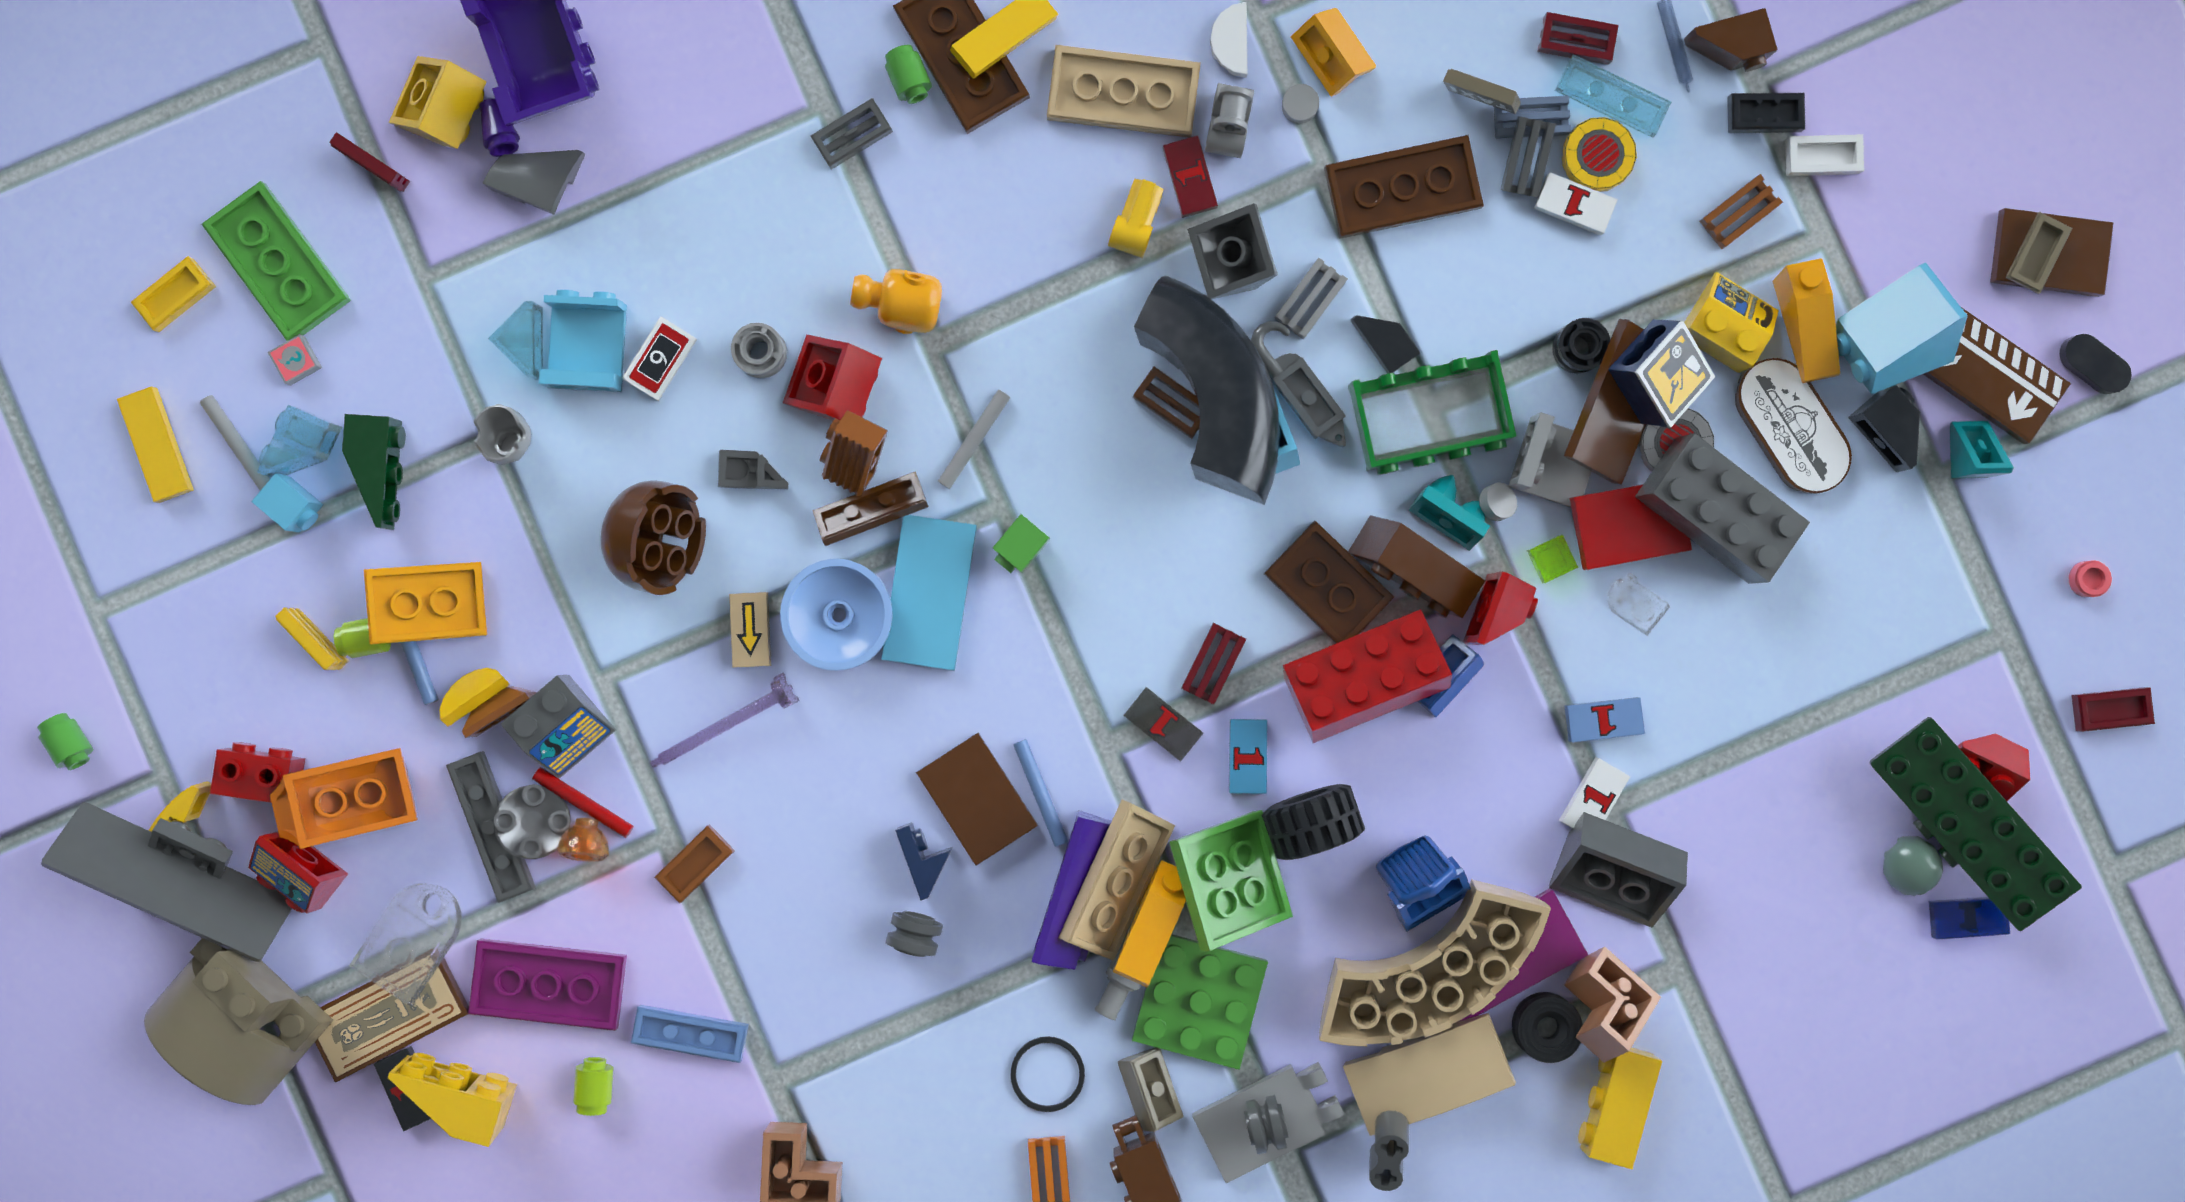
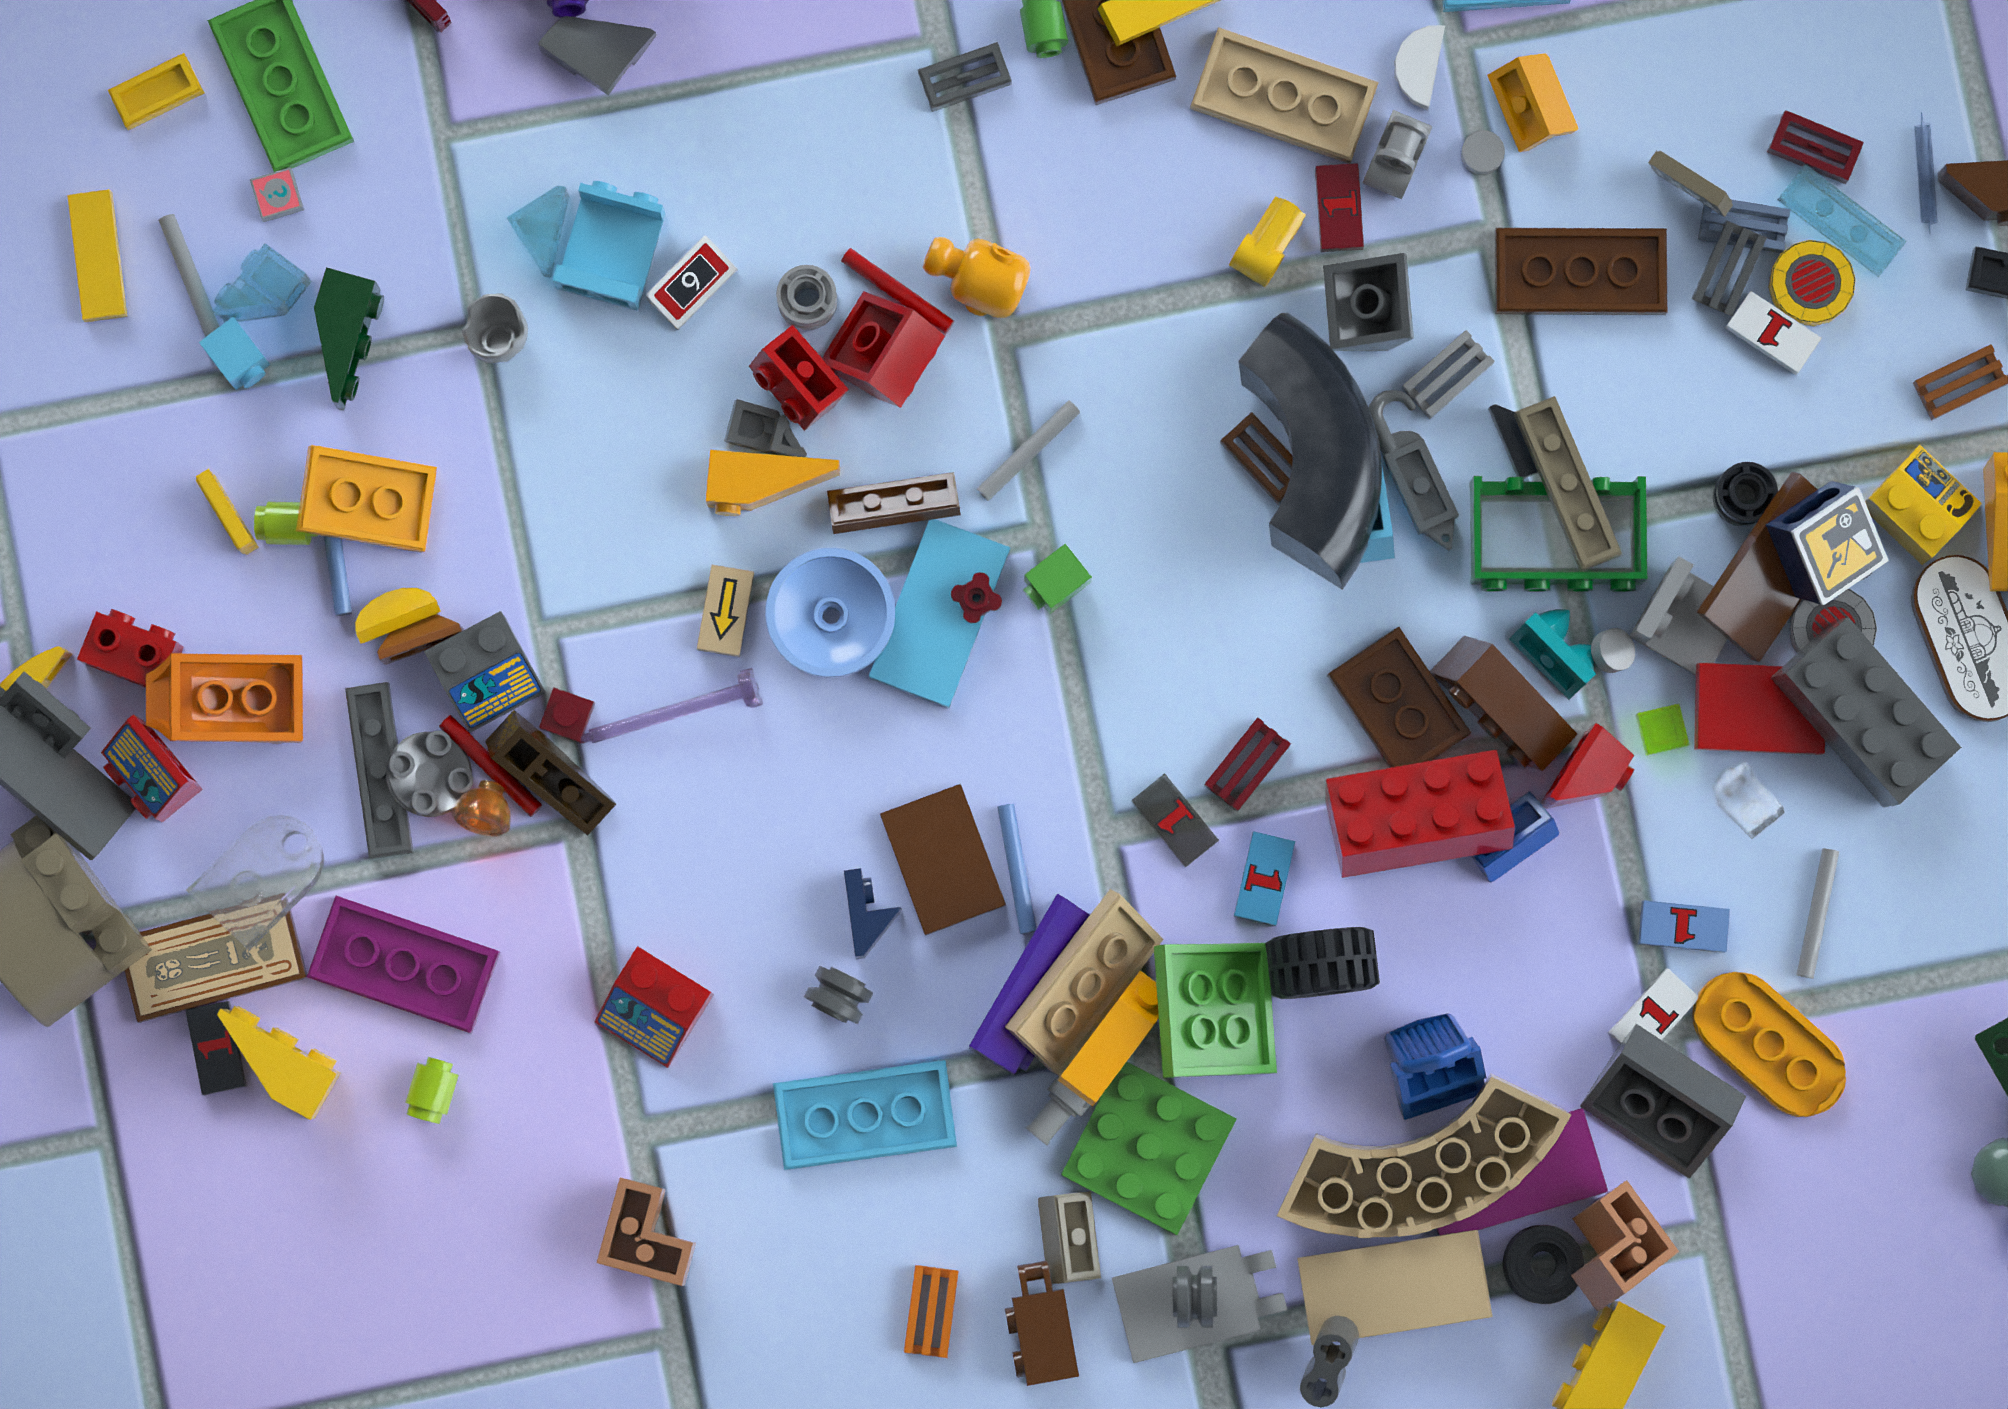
camera: 15 degrees right, 5 degrees down
(630, 799) = (548, 772): none -> dark brown slope
(635, 532) = (622, 474): reddish brown cylinder -> none
(637, 746) = (567, 715): none -> dark red plate
(689, 1033) = (553, 1056): medium blue tile -> none
(694, 863) = (602, 863): dark orange tile -> none
(749, 515) = (754, 480): none -> light orange slope
(763, 973) = (653, 1006): none -> slope
(765, 421) = (797, 378): none -> red brick
(835, 328) = (897, 290): none -> red bar
(853, 452) = (889, 434): dark orange brick -> none
(958, 1025) = (864, 1115): none -> medium azure tile
(967, 574) = (972, 609): none -> dark red plate
(1049, 1108) = (921, 1218): black piece -> none
(1433, 370) = (1567, 483): none -> dark tan tile
(1695, 801) = (1769, 1044): none -> light orange tile
(1712, 684) = (1817, 913): none -> light grey bar

